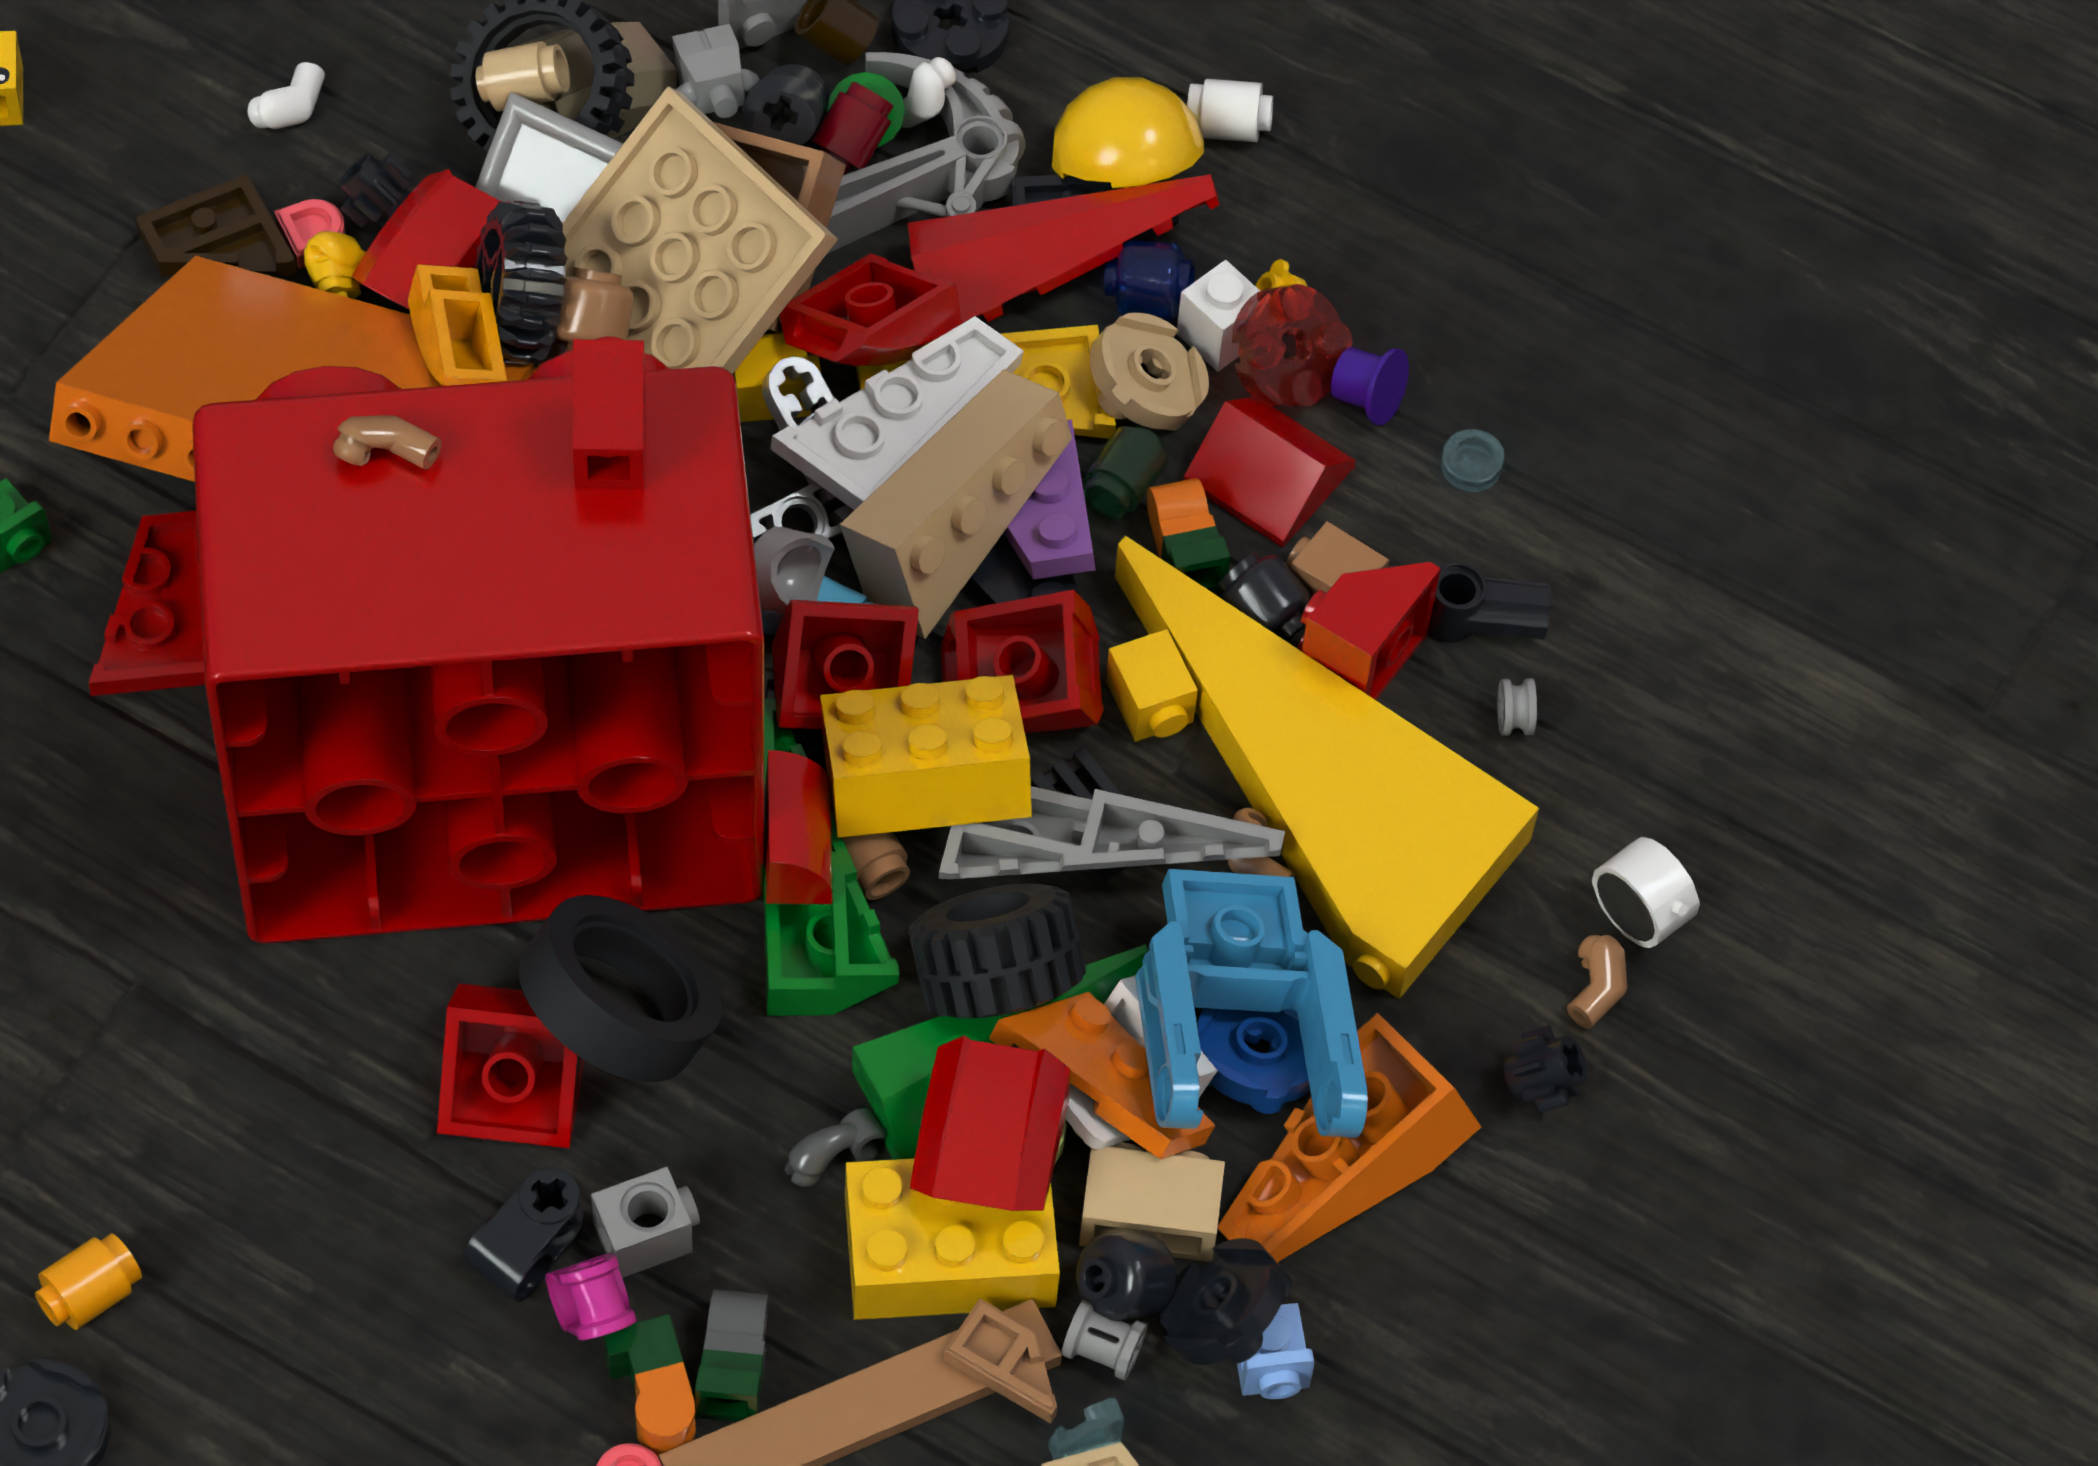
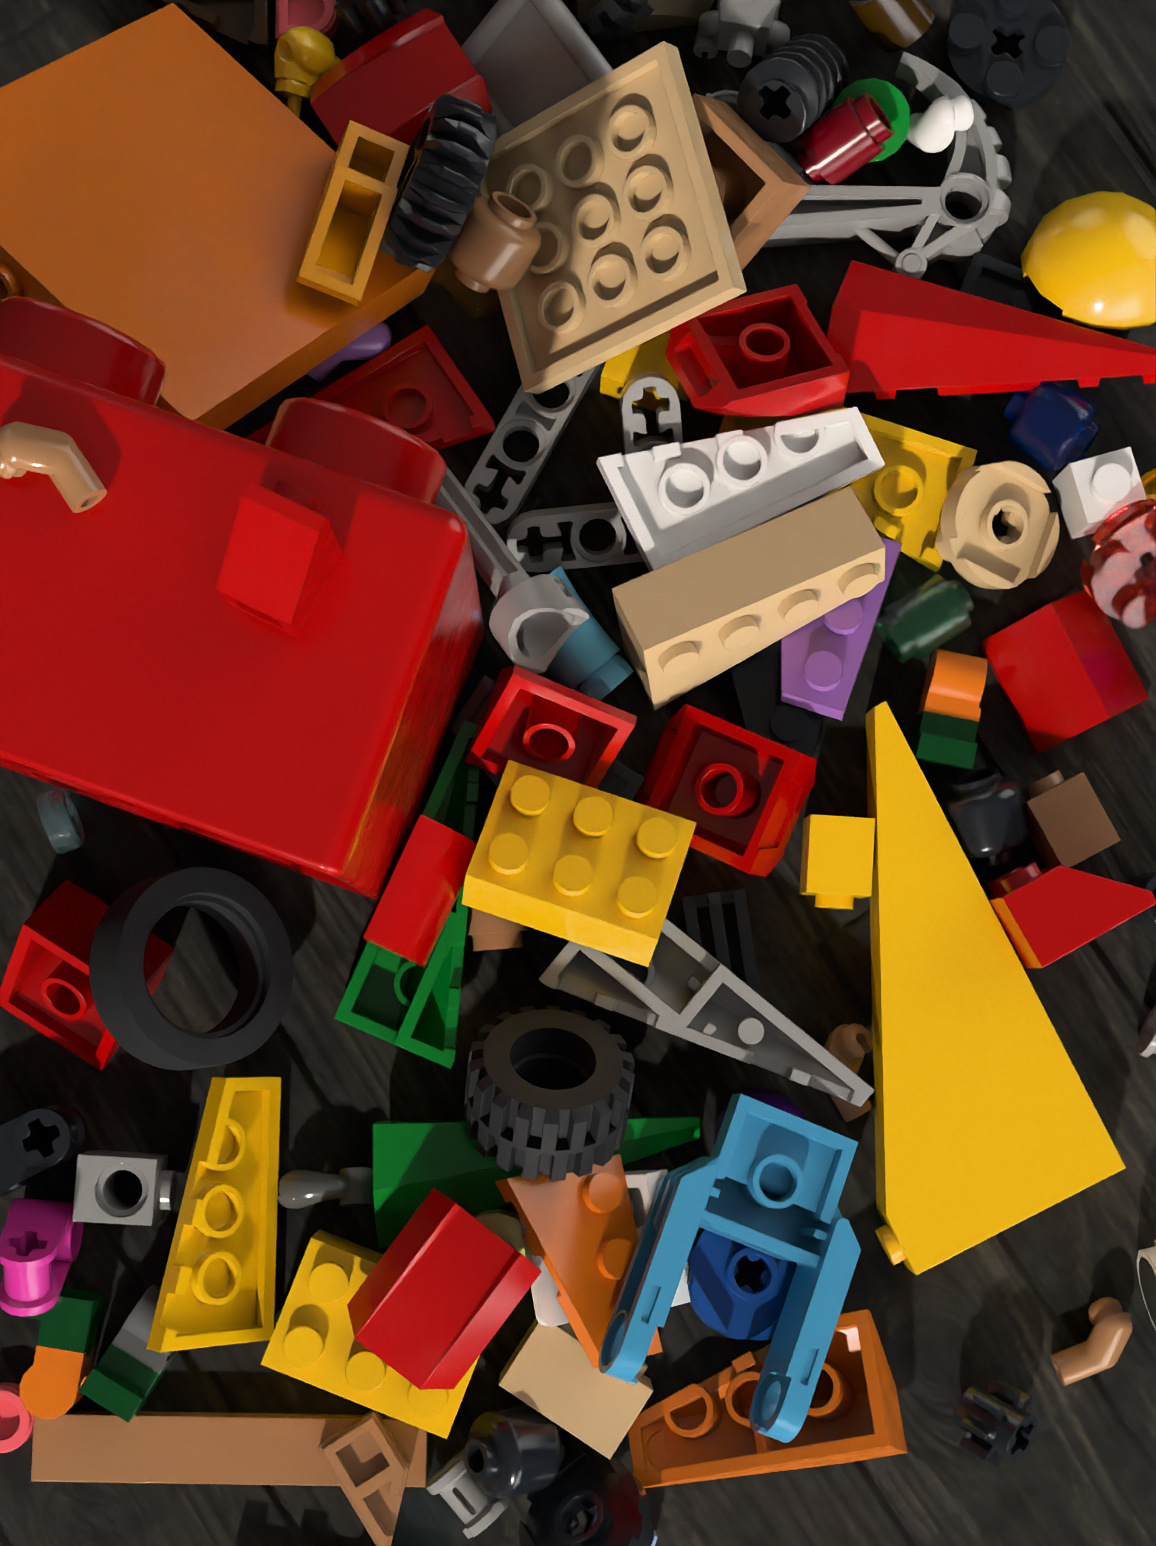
camera: 25 degrees right, 25 degrees up
(425, 945) = (60, 820): none -> clear light blue tile
(761, 1214) = (225, 1235): none -> yellow wing

